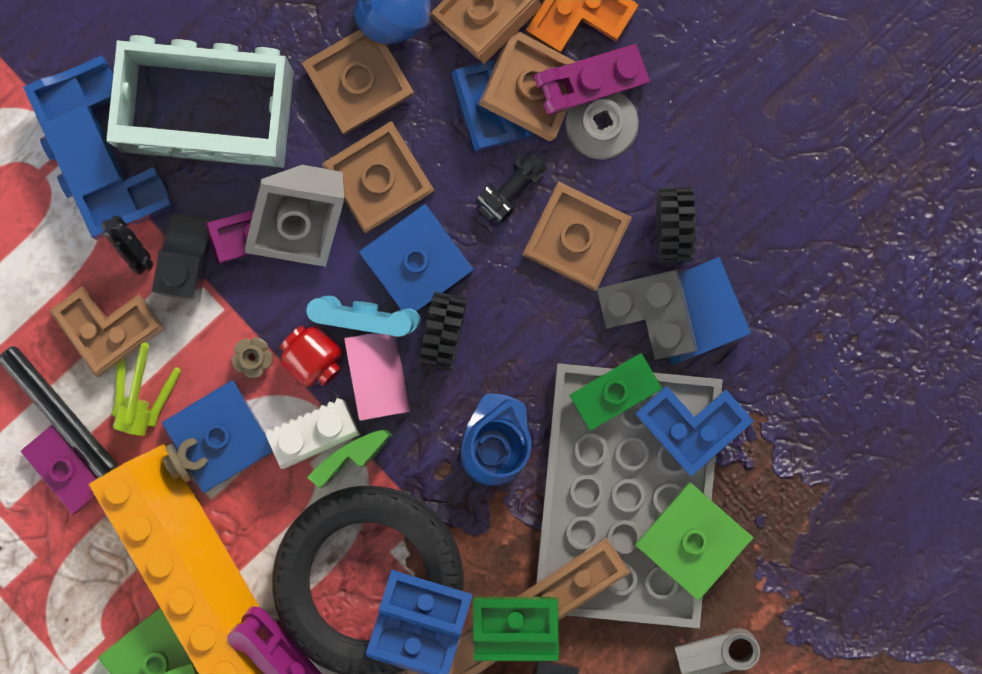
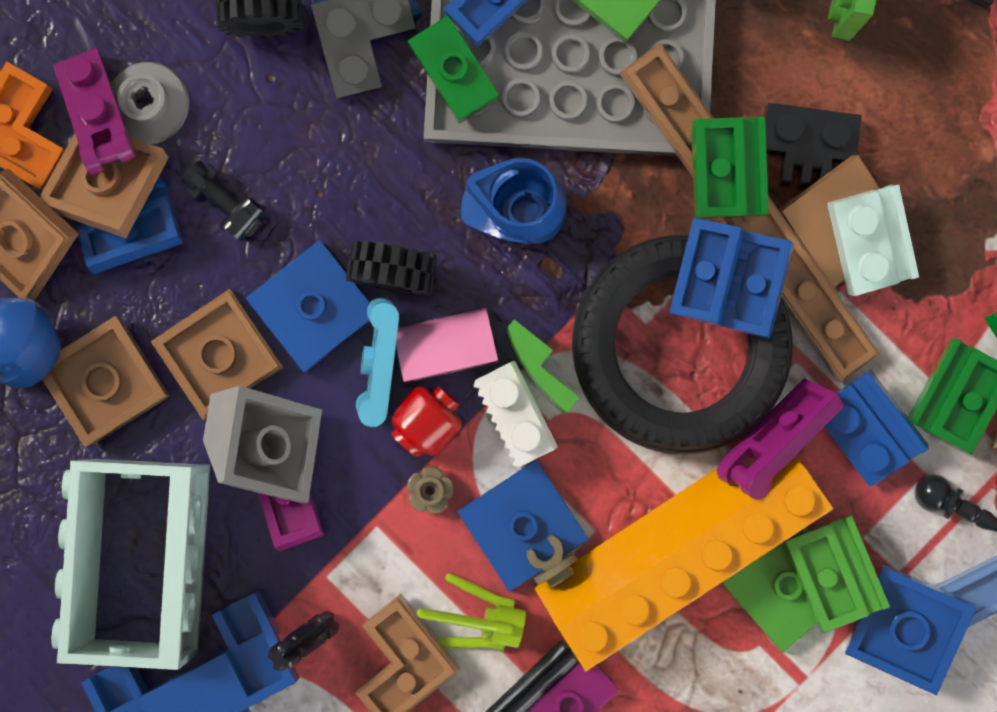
camera: 95 degrees left, 0 degrees up
(183, 259) = (318, 575): black arch -> none
(576, 236) = (278, 125): medium nougat tile -> none

